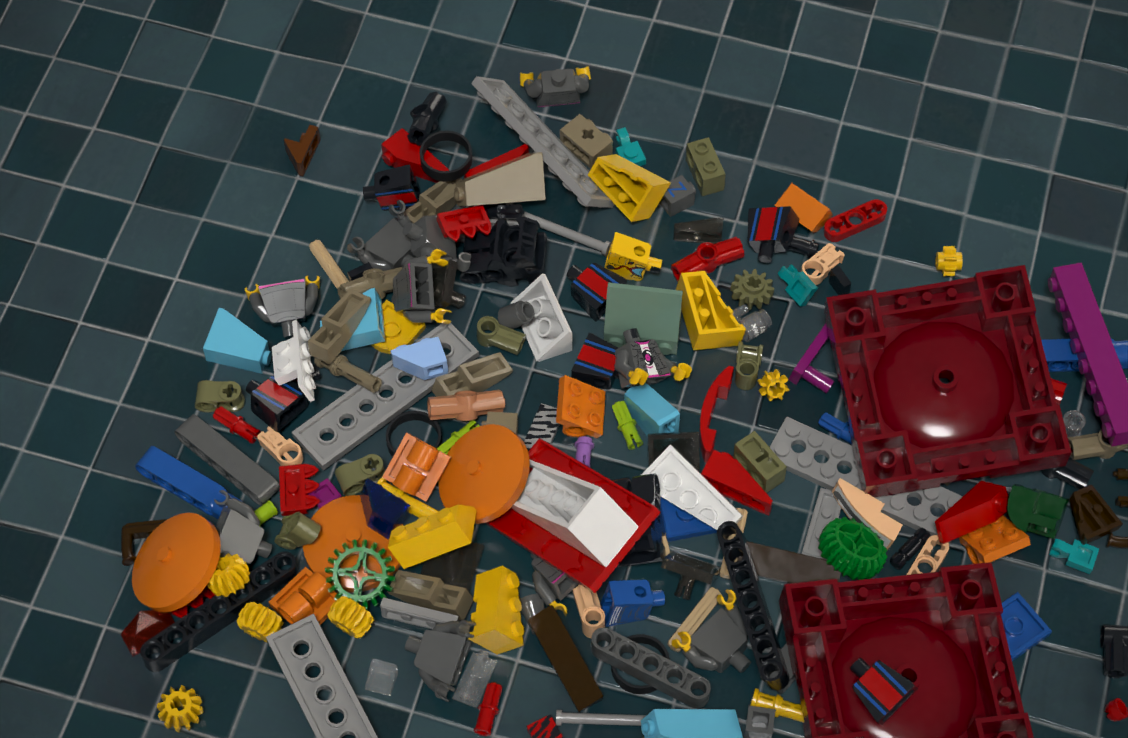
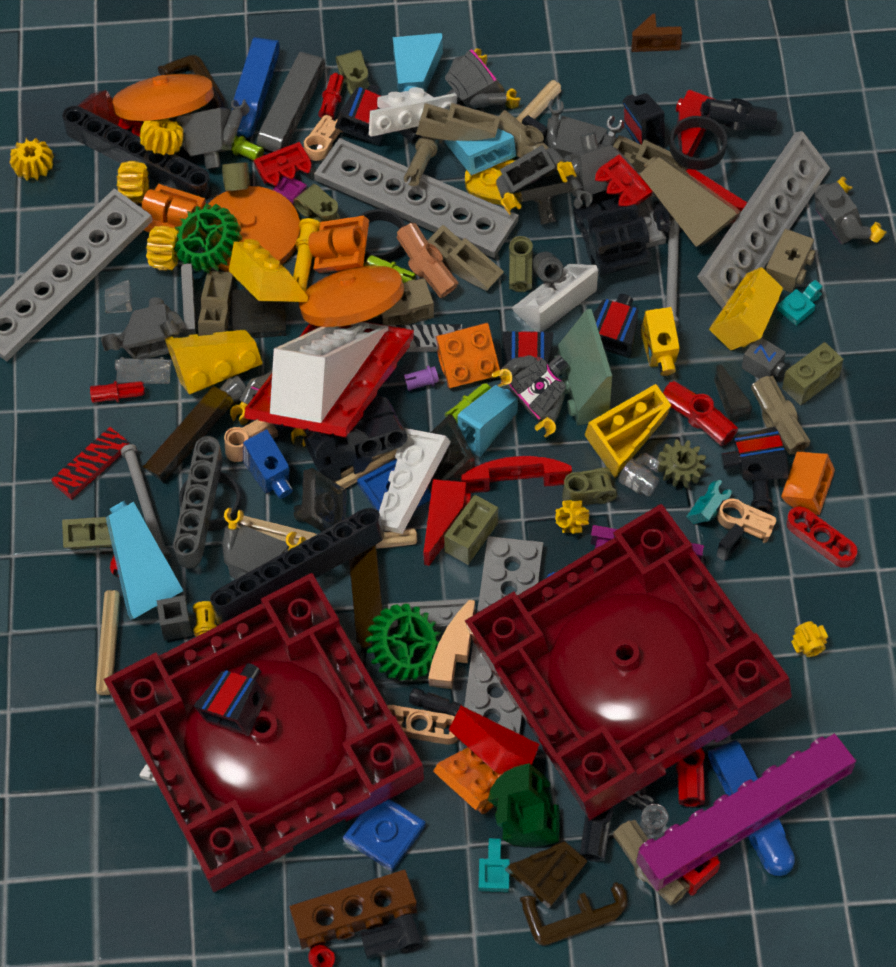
camera: 70 degrees right, 0 degrees up
(382, 508) = (279, 230): clear blue slope -> none
(421, 359) = (459, 207): light blue slope -> none
(731, 203) = (780, 414): none -> dark tan piece
(1078, 708) = (362, 896): none -> reddish brown brick

